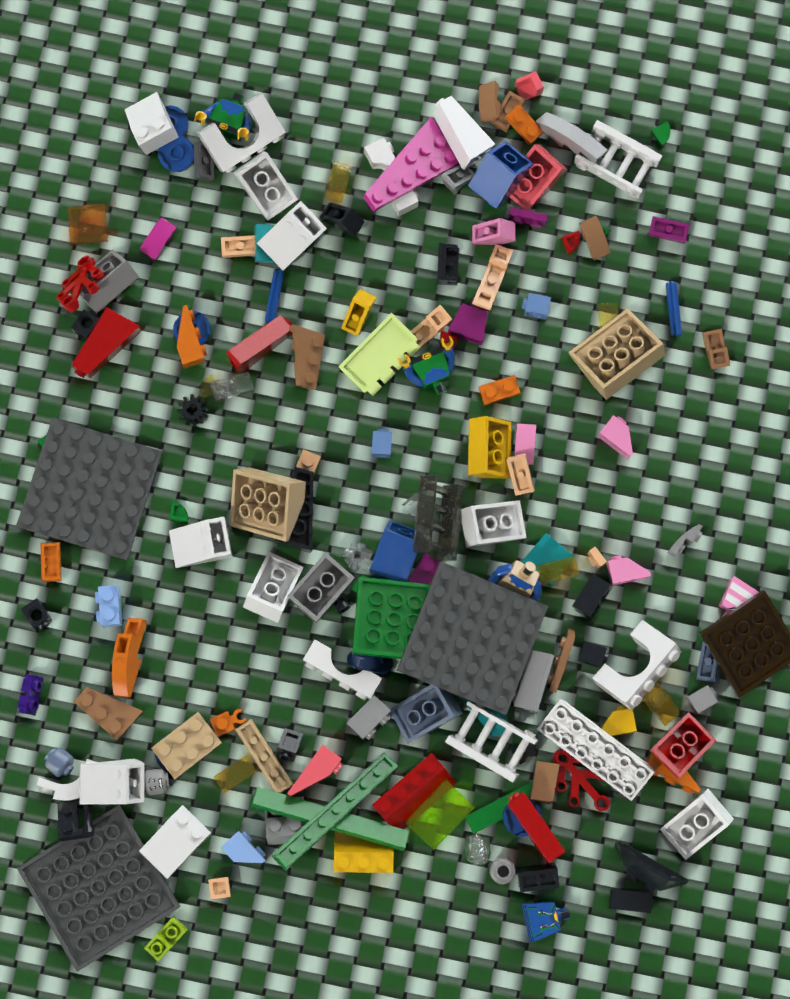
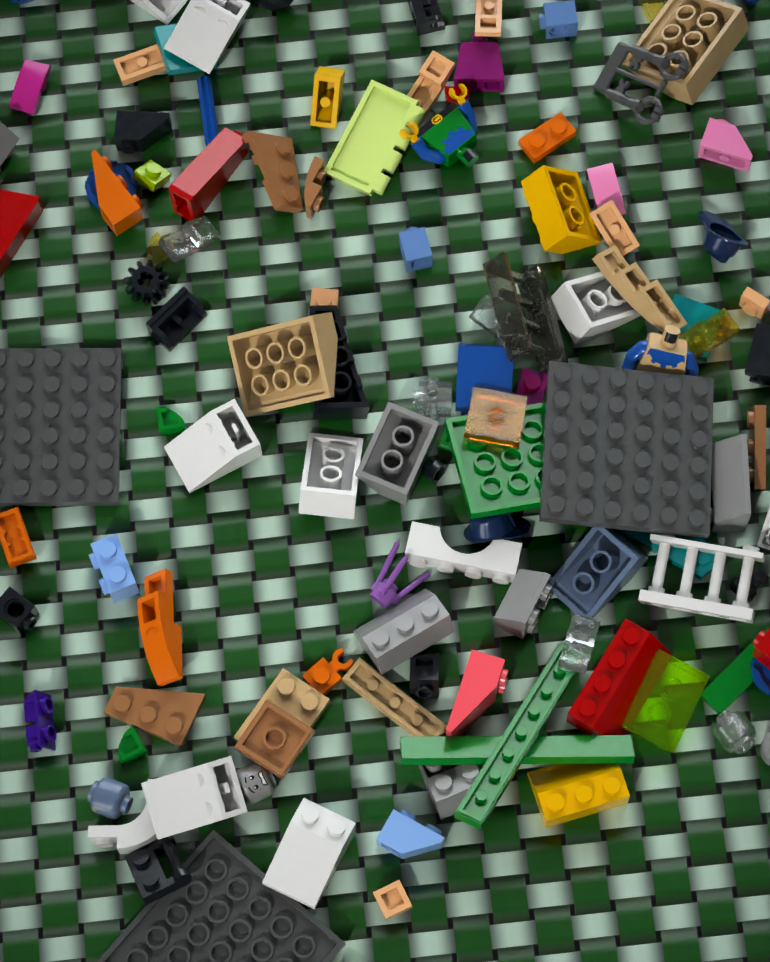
camera: 10 degrees left, 10 degrees down
(84, 729) = (130, 746): none -> green tile
(176, 760) = (274, 739): none -> medium nougat tile
(205, 442) = (176, 319): none -> black hinge
(221, 332) = (151, 175): none -> lime plate
(222, 296) = (139, 130): none -> black slope
(235, 774) = (362, 739): clear yellow tile -> none
(282, 680) = (384, 590): none -> medium lavender plant
(285, 710) = (405, 630): none -> light grey slope
(325, 382) = (313, 187): none -> medium nougat slope
(393, 587) = (495, 417): none -> clear orange plate
(397, 757) = (579, 643): none -> clear slope
(519, 521) = (645, 297): none -> tan slope
(582, 353) = (640, 54): none -> dark grey piece
(591, 502) = (720, 237): none -> dark blue piece

